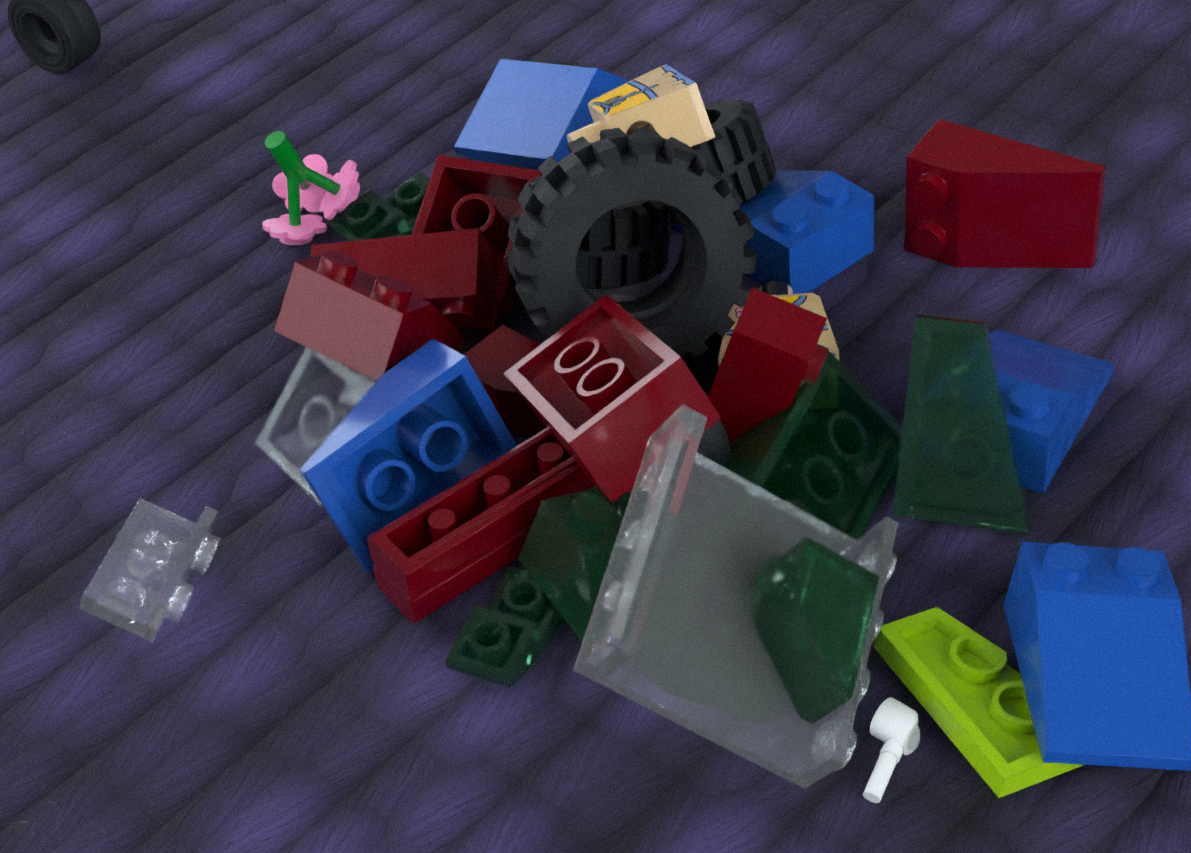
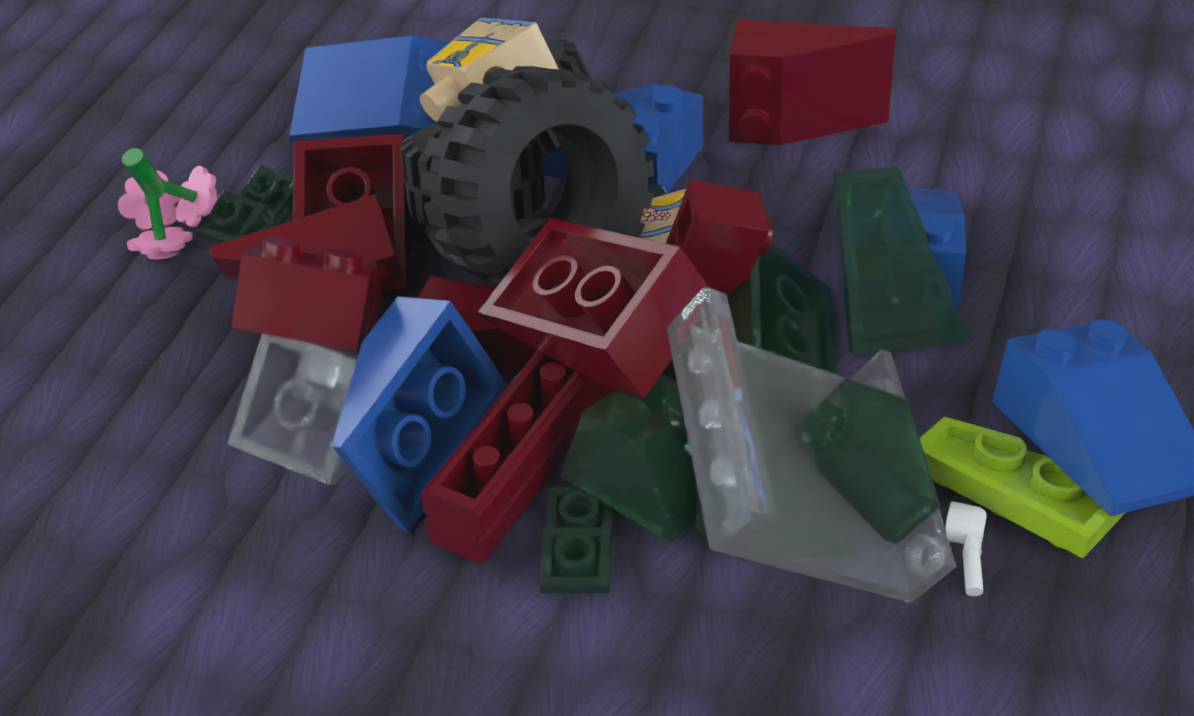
camera: 25 degrees left, 0 degrees up
(149, 567) = (196, 586): clear bracket -> none

